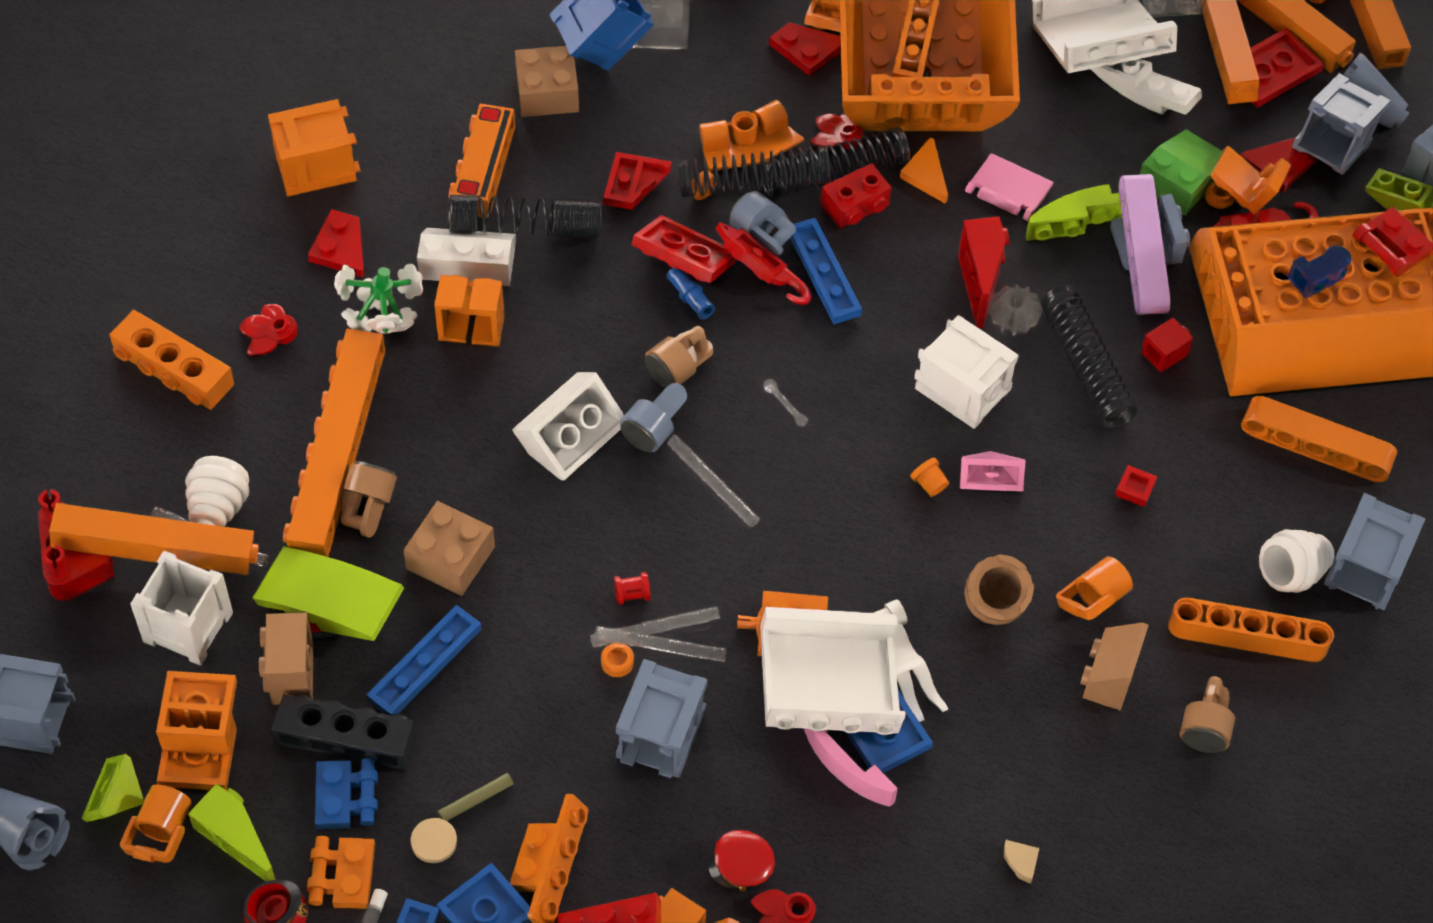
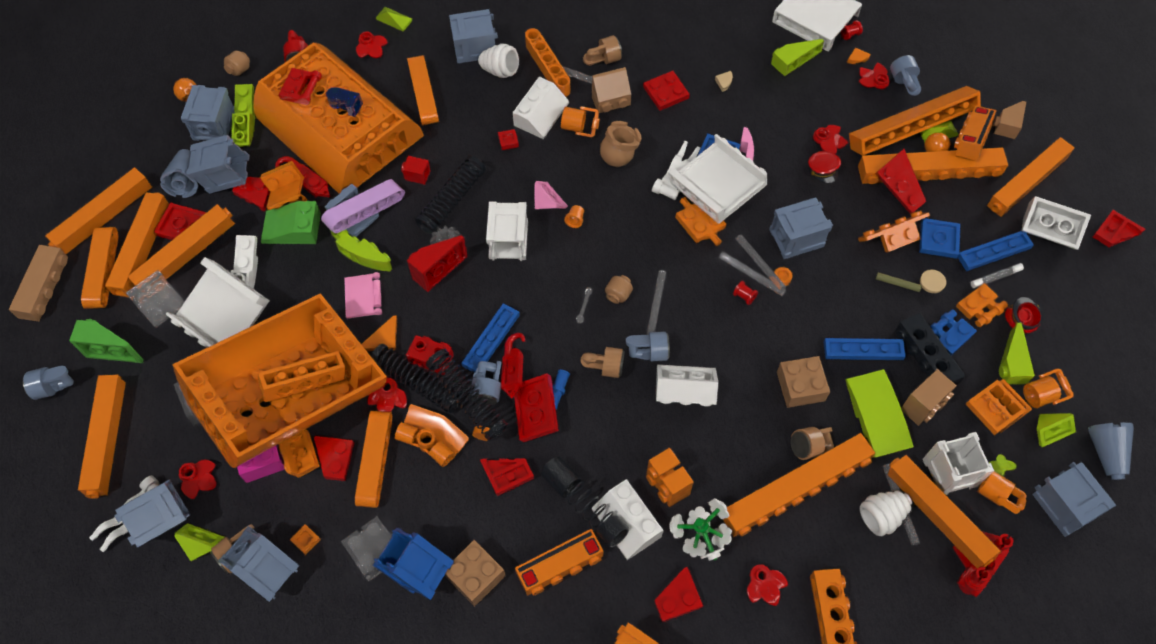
camera: 125 degrees left, 5 degrees up
(115, 642) = (999, 488): none -> orange piece
(133, 679) = (1002, 465): none -> lime piece
(768, 74) = (373, 459): none -> orange beam
(770, 447) = (618, 289): none -> medium nougat head
(1068, 762) = (666, 90): none -> red plate
(1162, 559) = (540, 108): none -> white slope
(1193, 664) = (578, 75): none -> clear piece

